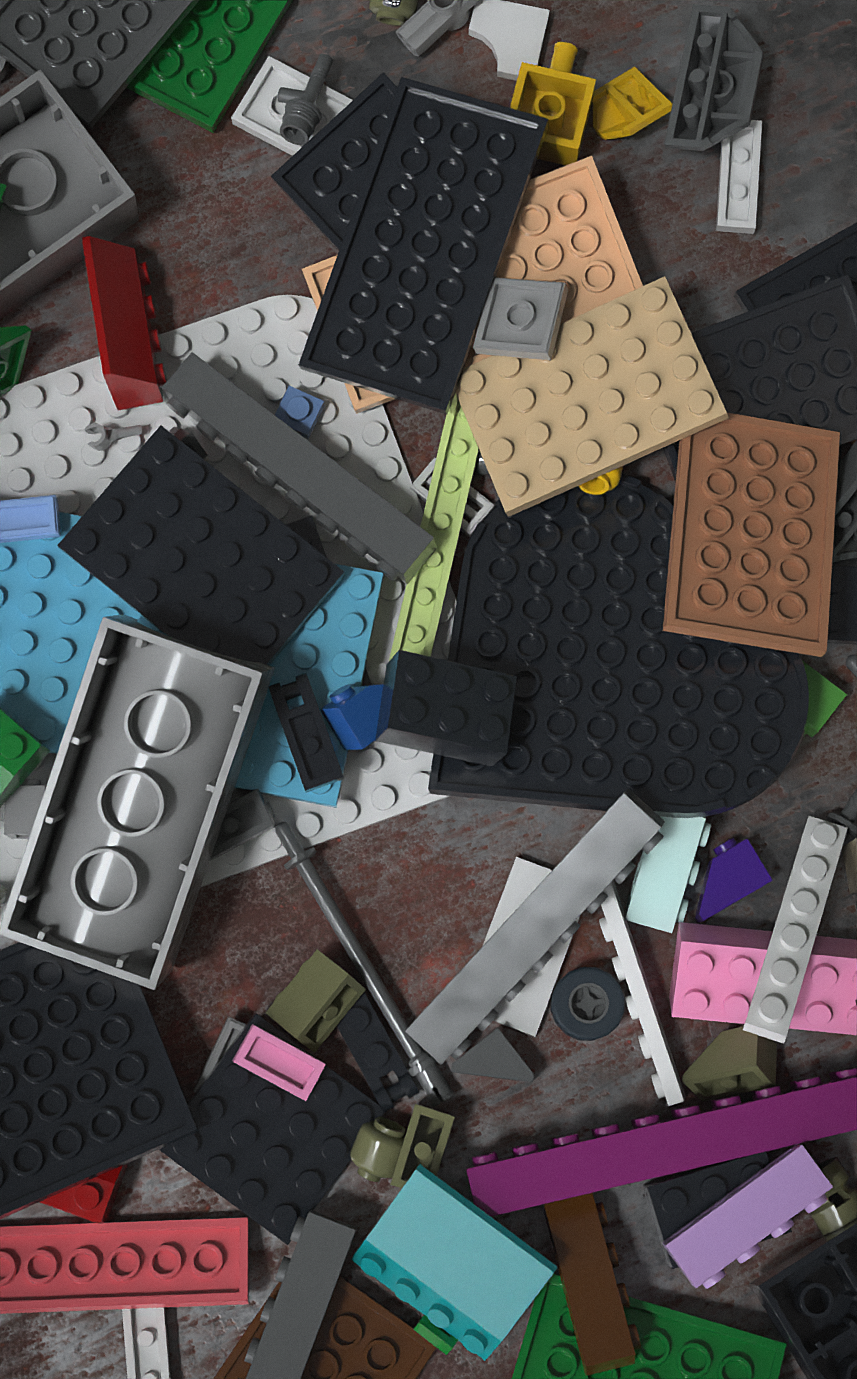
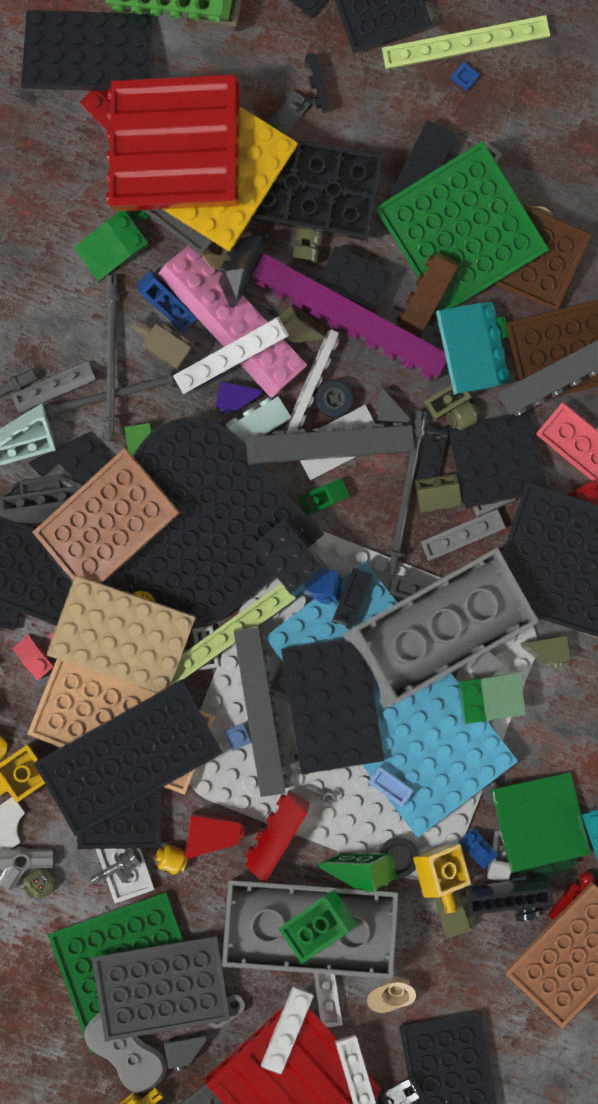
camera: 140 degrees left, 10 degrees up
(216, 251) = (212, 833): none -> red slope
(226, 972) = (462, 535): none -> light grey plate
(243, 175) = (171, 859): none -> yellow head
(279, 1062) = (473, 480): bright pink tile -> none
(475, 849) = (324, 496): none -> green slope
(521, 318) = (118, 690): light grey plate -> none
(687, 277) = (33, 657): none -> coral slope
(747, 1216) = (348, 266): lavender brick -> none

